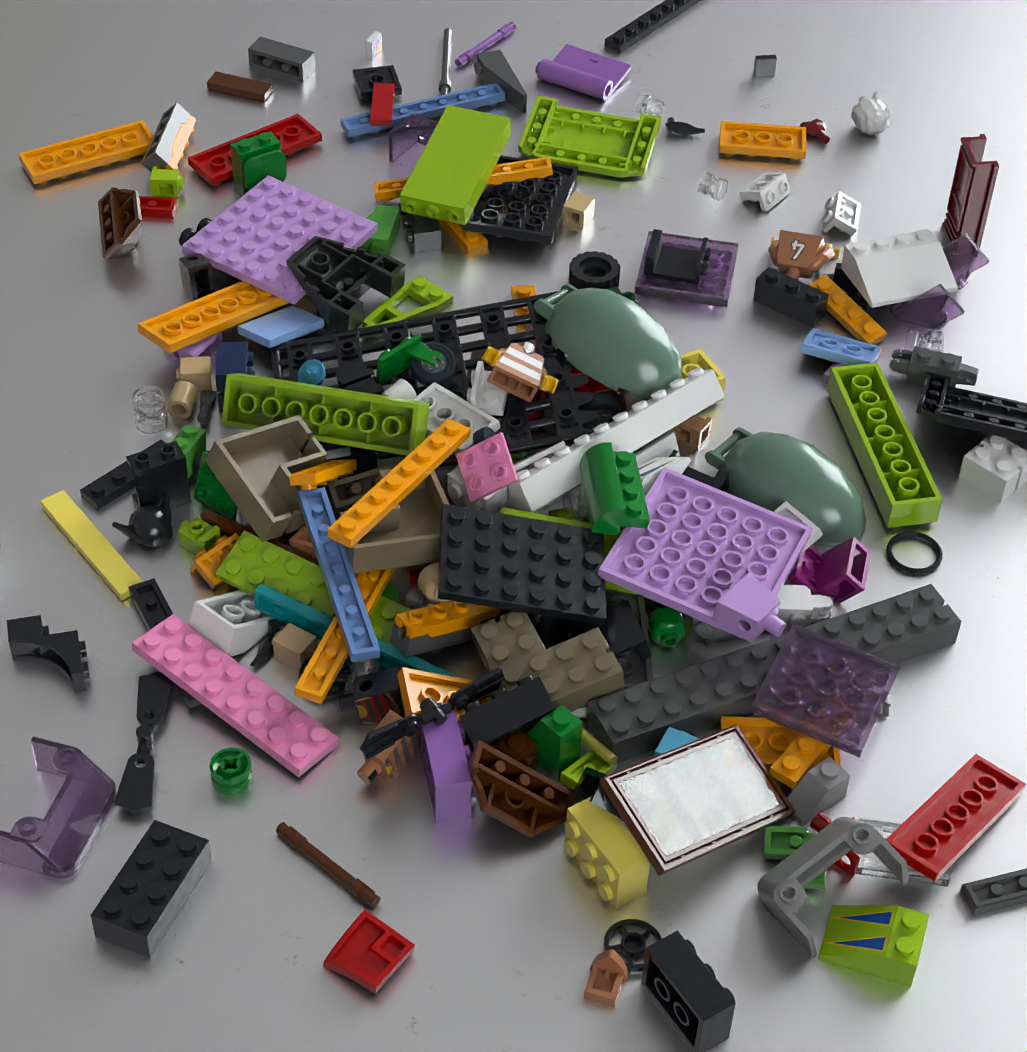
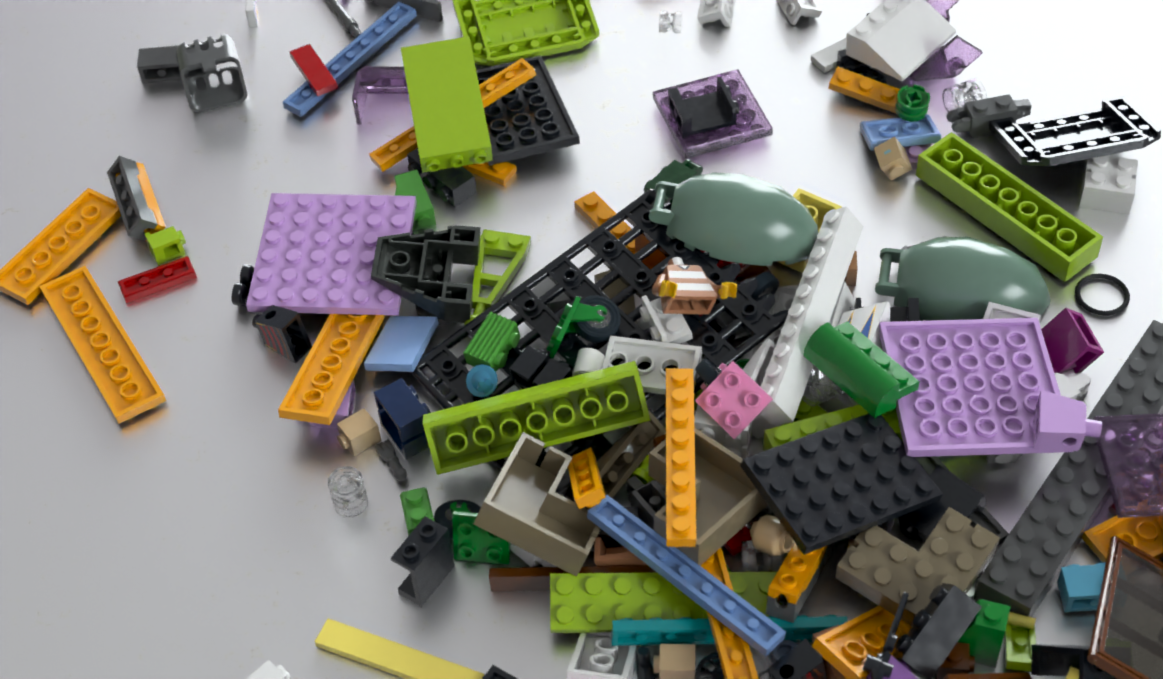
camera: 25 degrees left, 5 degrees up
(62, 232) = (102, 344): none -> light orange plate
(111, 484) = (375, 569): black plate -> none
(119, 222) = (159, 305): reddish brown wedge -> none
(149, 524) = (442, 610): black piece -> none
(182, 399) = (368, 463): tan brick -> none
(195, 533) = (498, 599): lime brick -> none
(209, 562) = (534, 613): light orange bracket -> none
(216, 162) = (222, 170): red plate -> none
(240, 86) = (152, 109): reddish brown tile -> none
(255, 160) = (250, 185): green brick -> none
(277, 84) = (208, 57): none -> dark grey piece
(341, 348) = (492, 342): none -> bright green brick
(366, 77) = (276, 47): black plate -> none
(578, 210) = (575, 98): tan brick -> none
(596, 262) = (637, 142): black tyre -> none
(666, 626) = (972, 469): green head -> none
(790, 297) = (822, 101): black brick -> none
(800, 253) = (798, 57): nougat torso -> none
(812, 365) = (892, 158): none -> tan brick
(866, 328) = (912, 103): none -> green wheel

